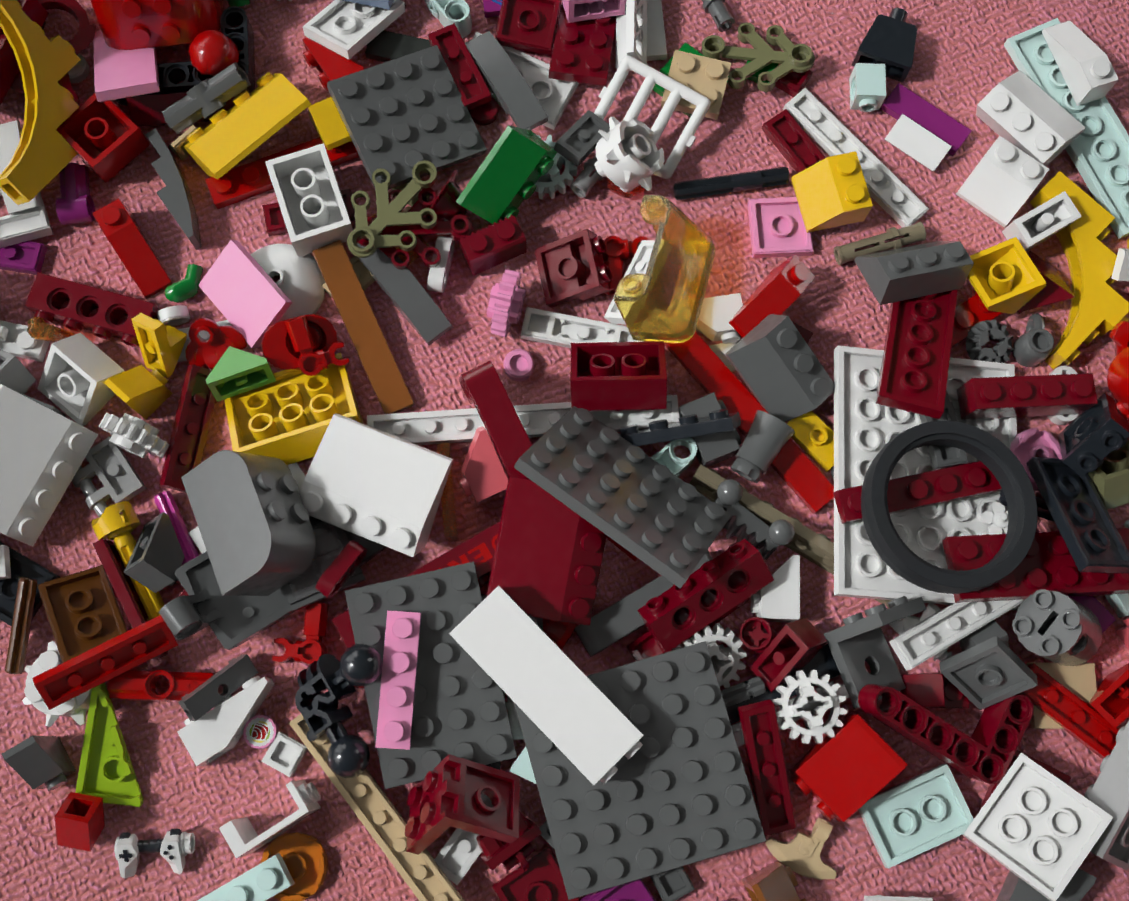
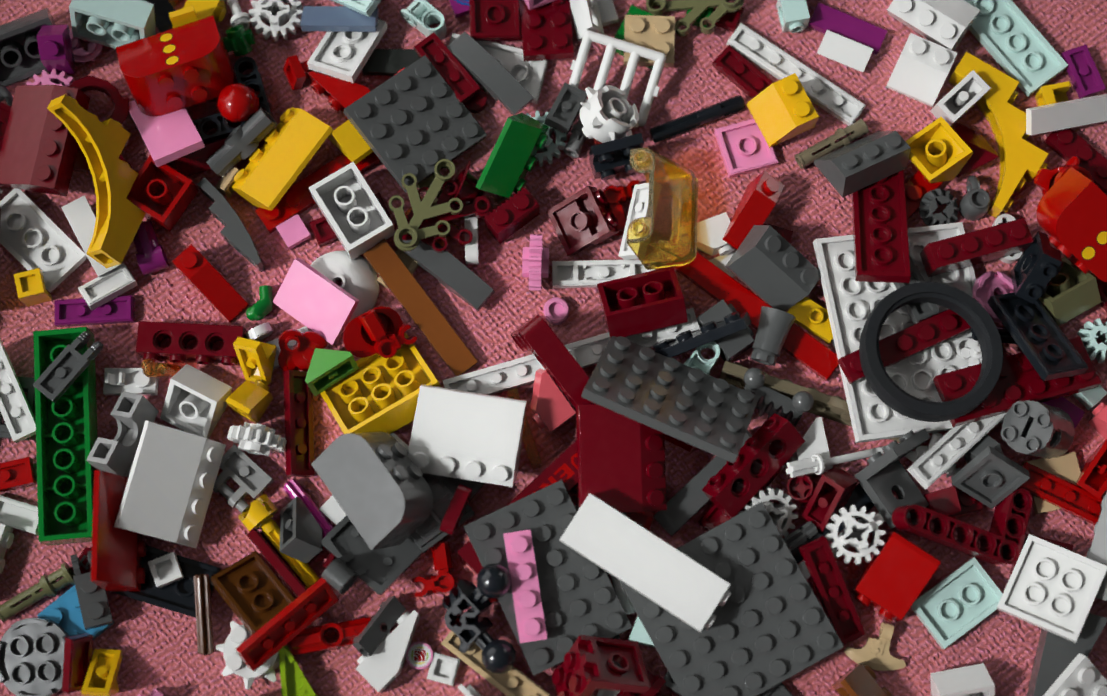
camera: 10 degrees left, 0 degrees up
(243, 212) = (293, 231): none -> bright pink tile
(291, 37) = (296, 72): none -> red tile
(621, 202) = (613, 156): none -> black plate
(781, 610) = (816, 463): none -> white piece

